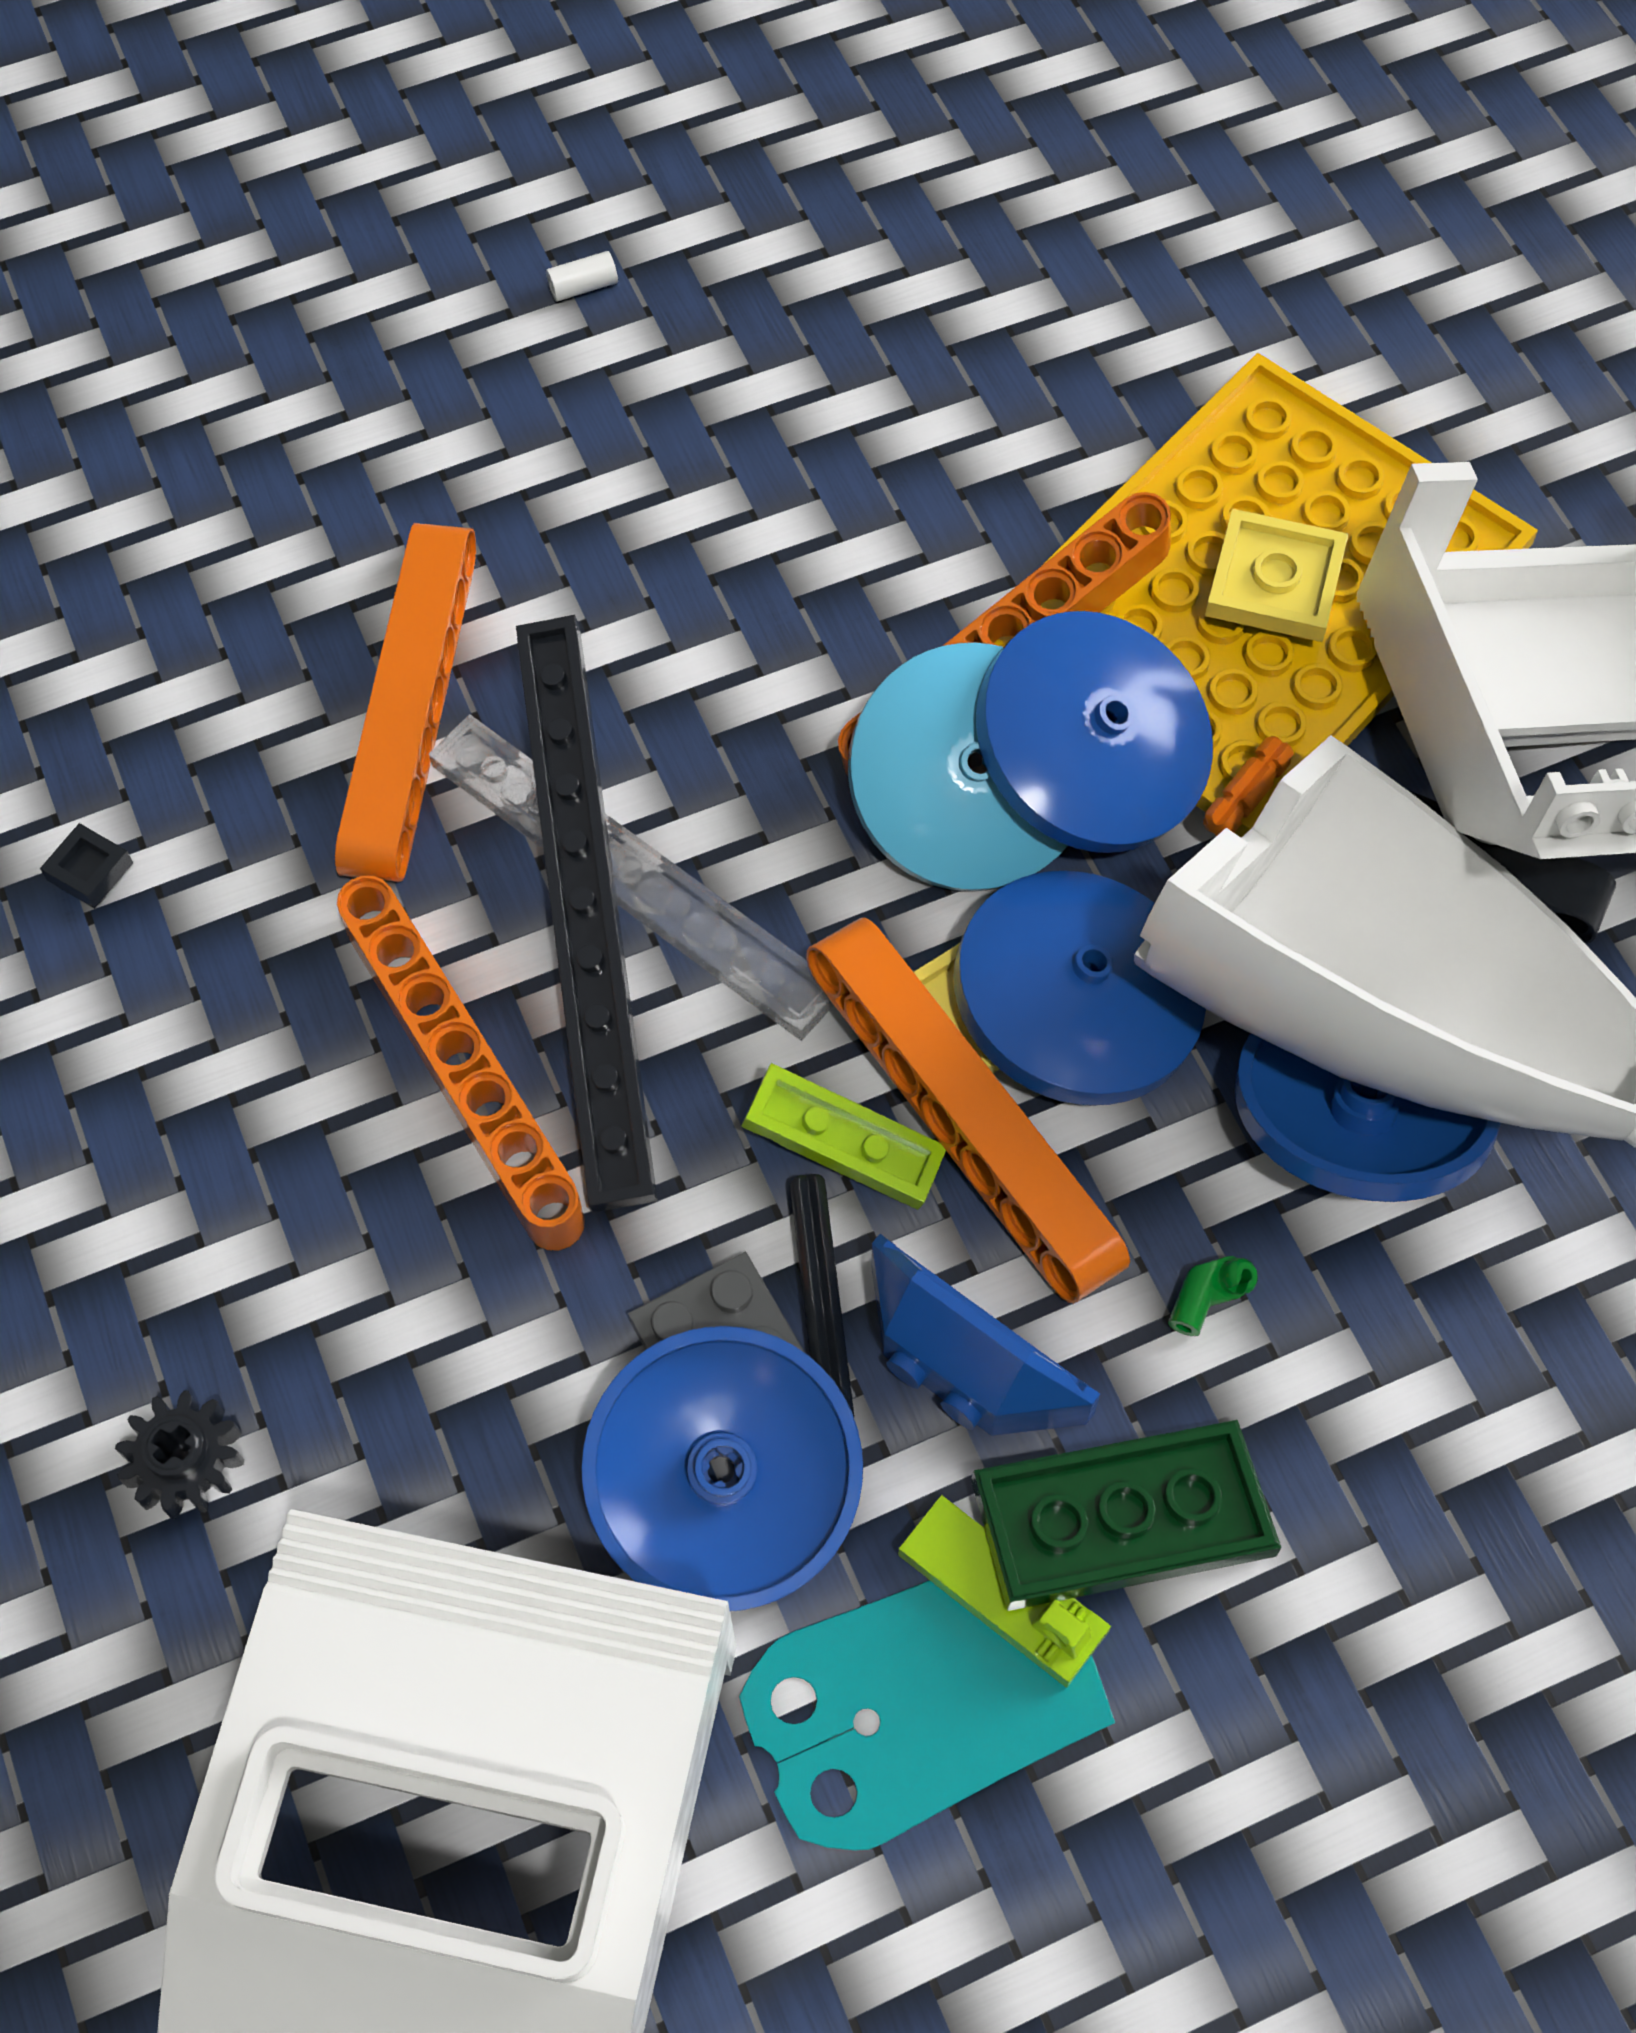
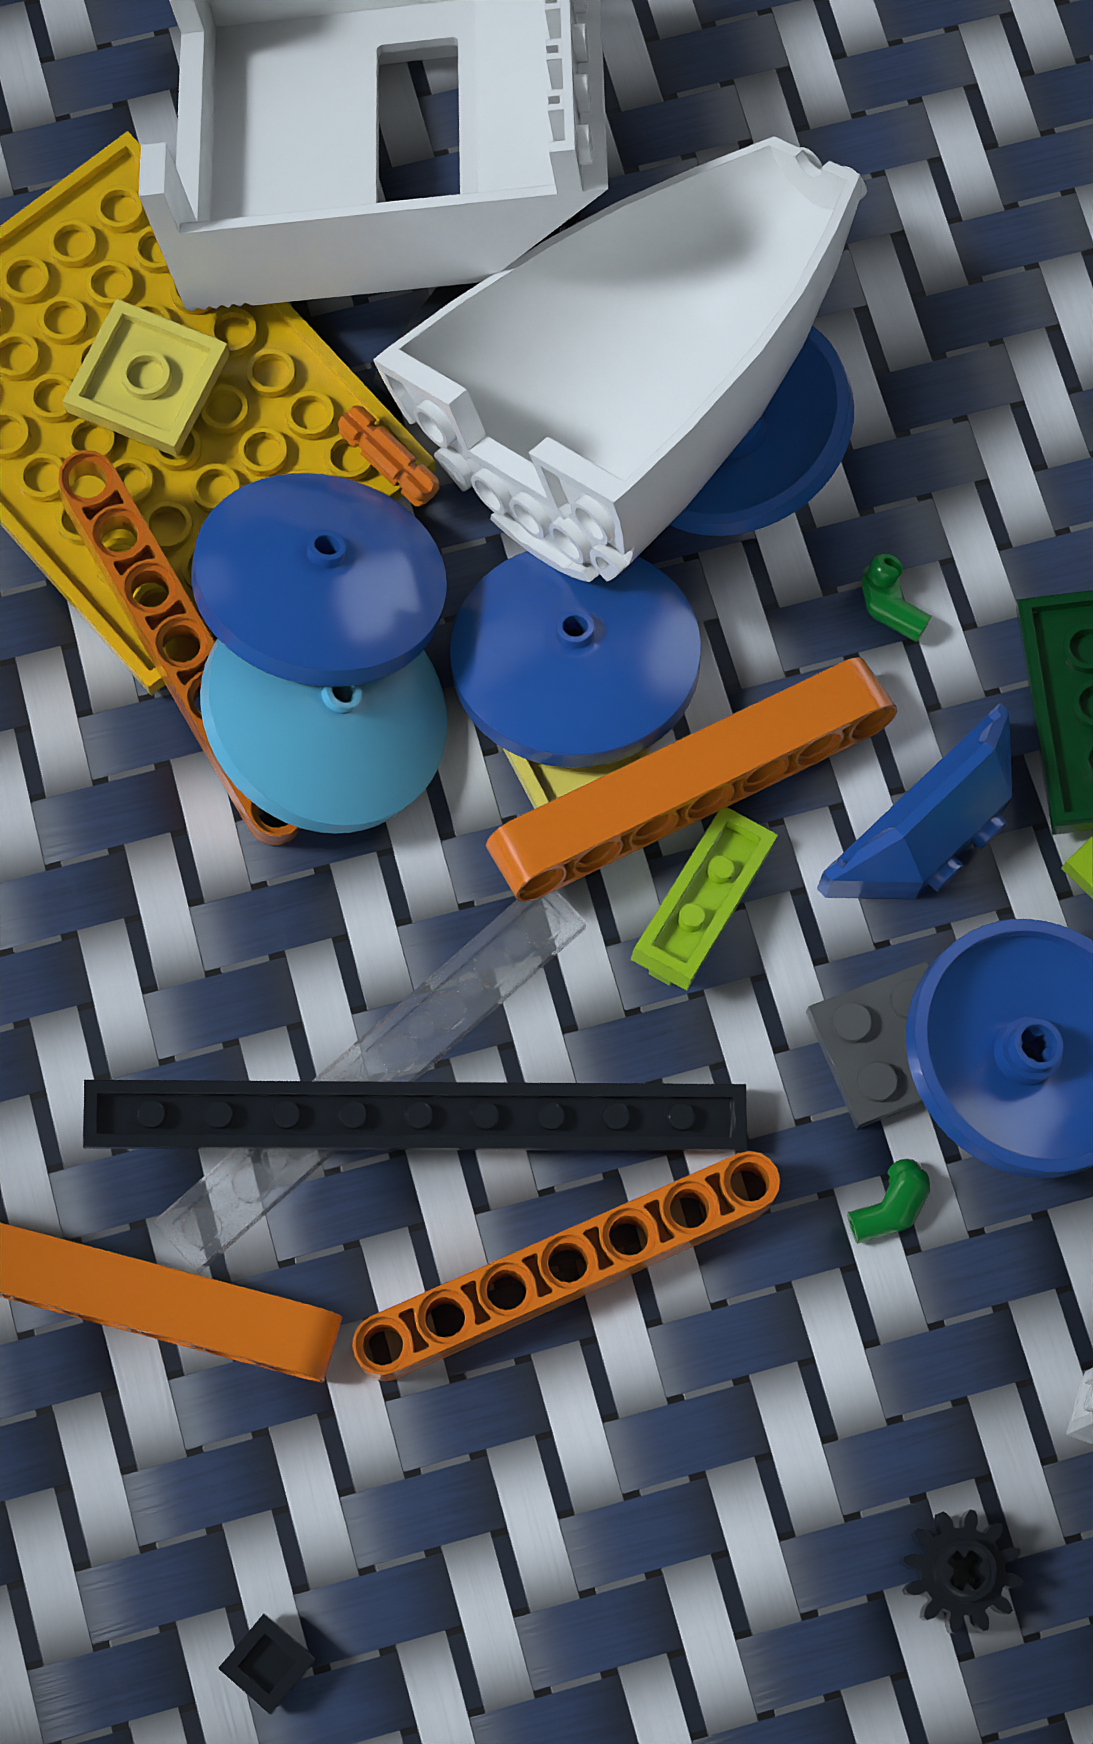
camera: 85 degrees left, 10 degrees up
(548, 1363) = (900, 1206): none -> green arm
(820, 1279) = (843, 943): black axle -> none

